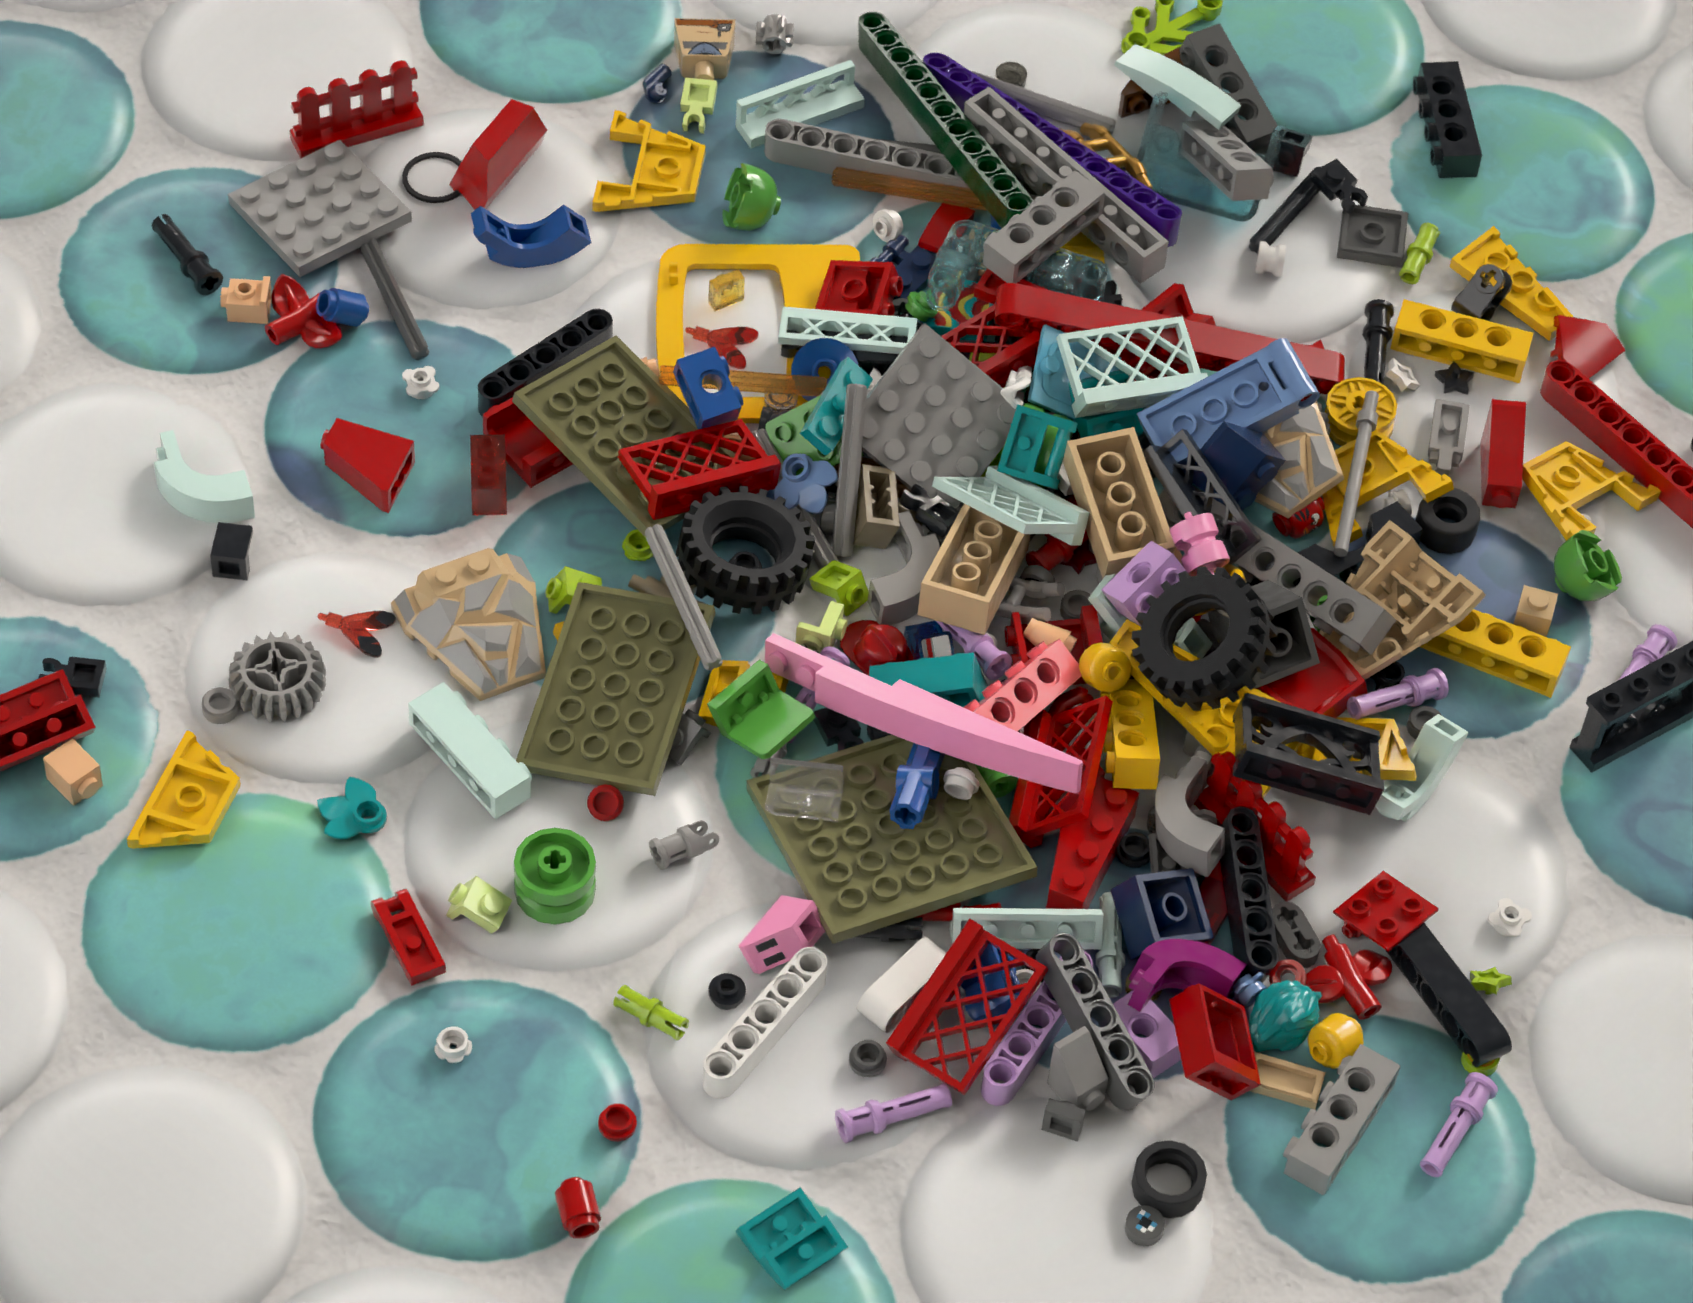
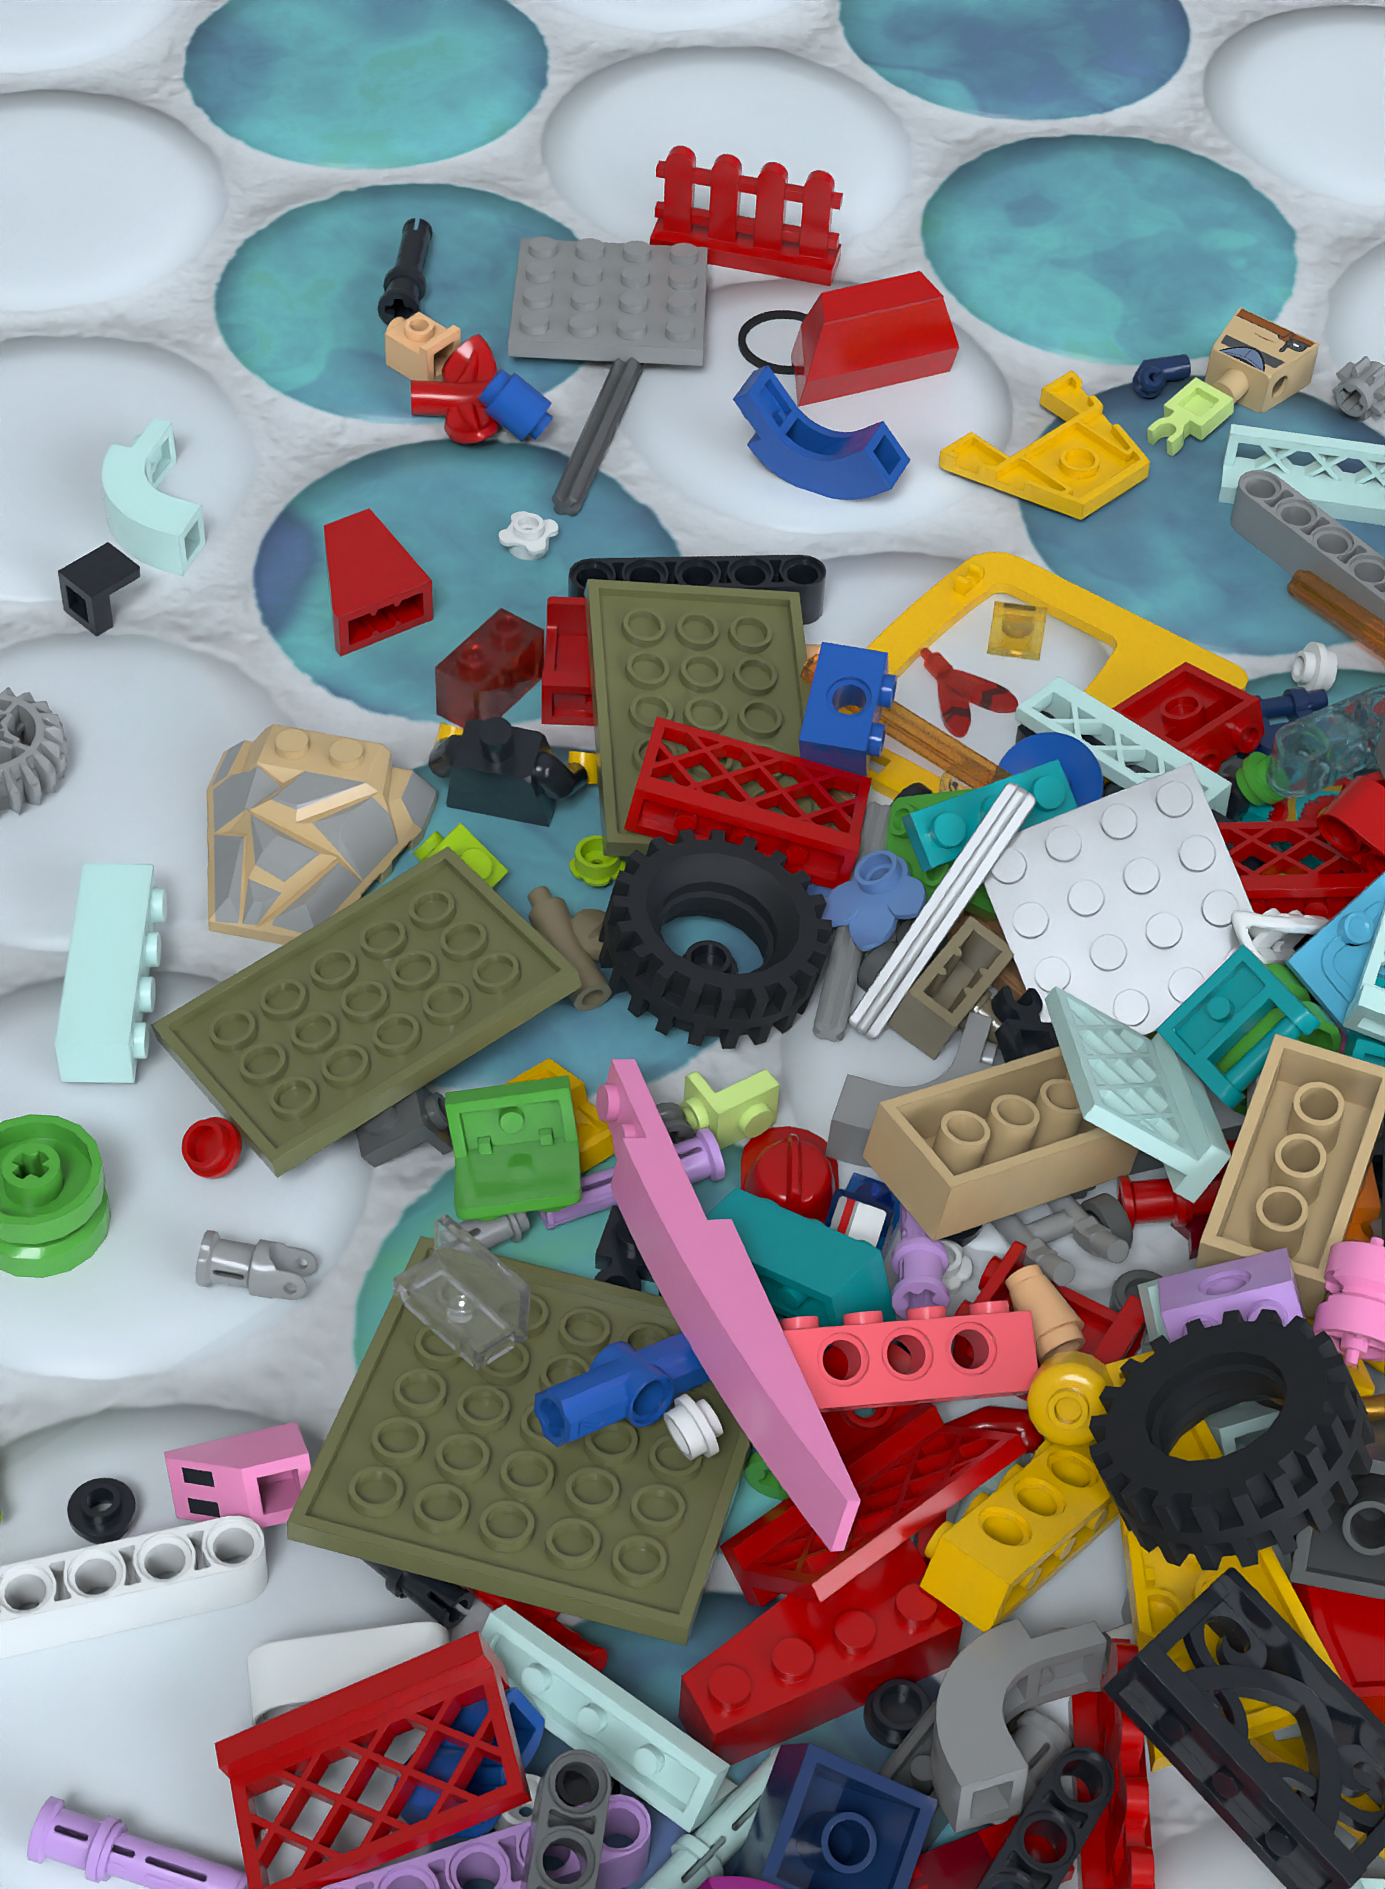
camera: 40 degrees right, 5 degrees down
(356, 628) = (154, 752): clear red piece -> none
(551, 525) = (506, 770): none -> black torso
(683, 597) = (542, 937): light grey axle -> none
(751, 198) = (1150, 545): bright green cylinder -> none
(841, 583) = (815, 1067): lime bracket -> none
(871, 1050) = (183, 1735): dark grey plate -> none

